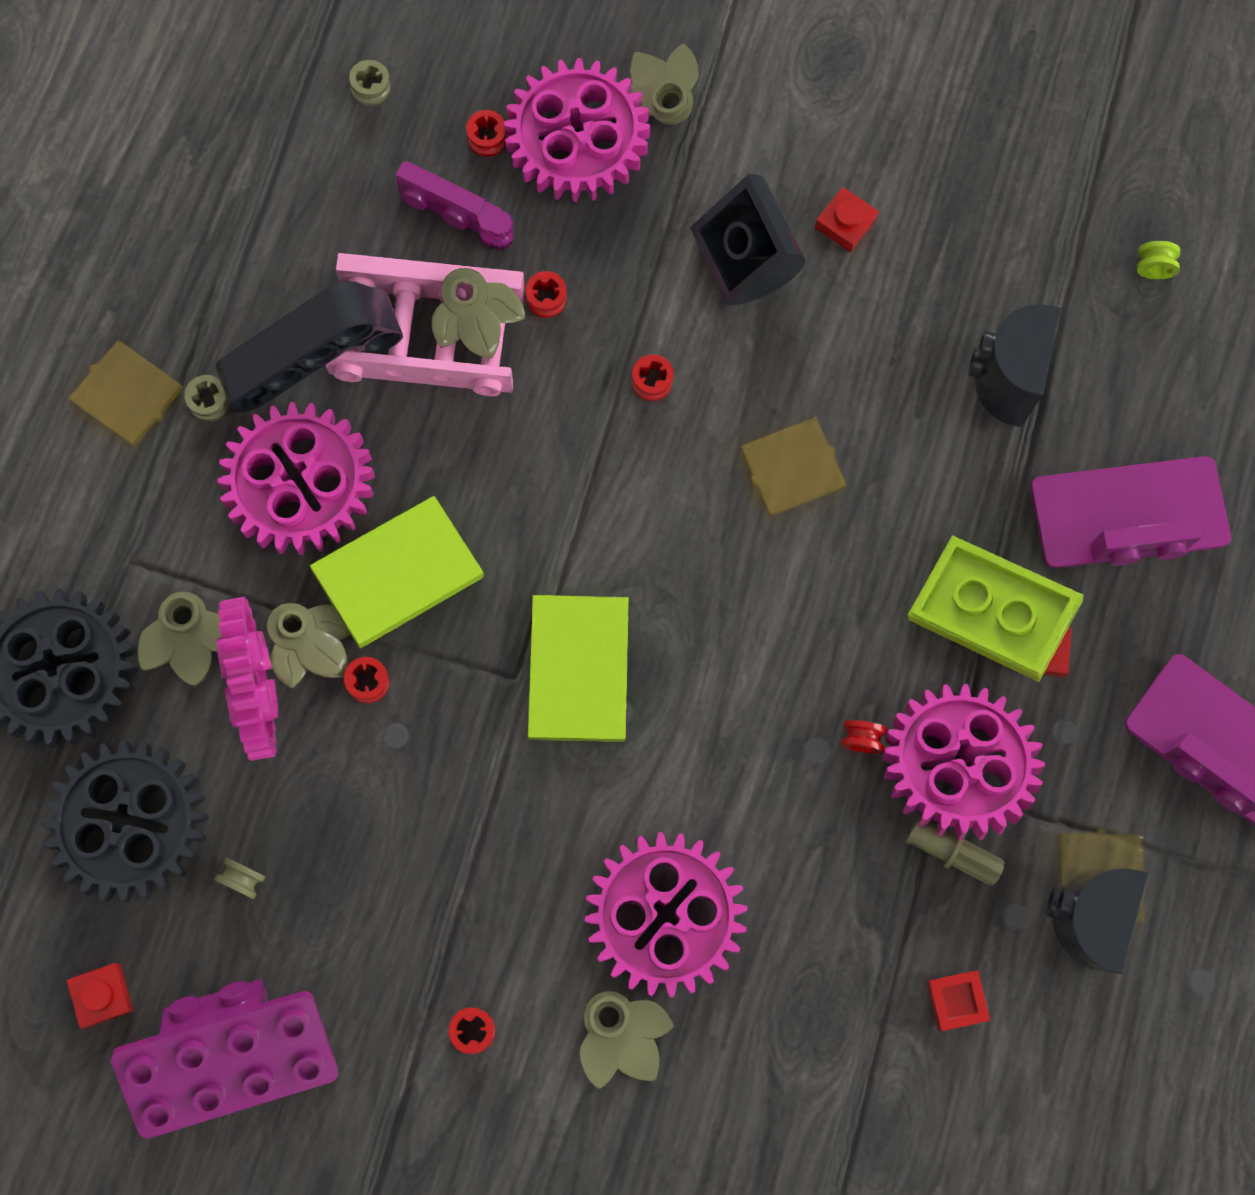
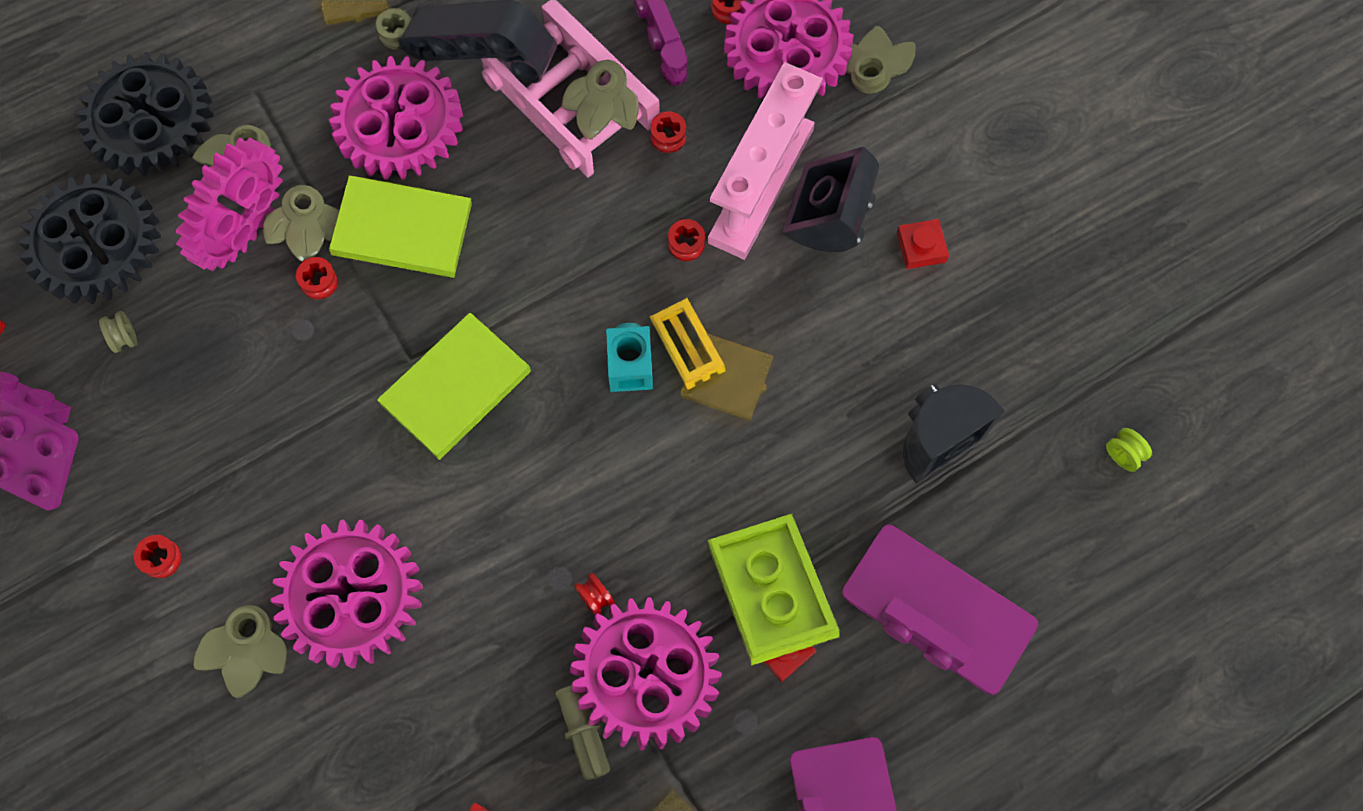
camera: 45 degrees right, 5 degrees down
(668, 253) = (763, 160): none -> bright pink fence
(706, 538) = (629, 374): none -> teal brick
(775, 479) = (702, 371): none -> yellow tile

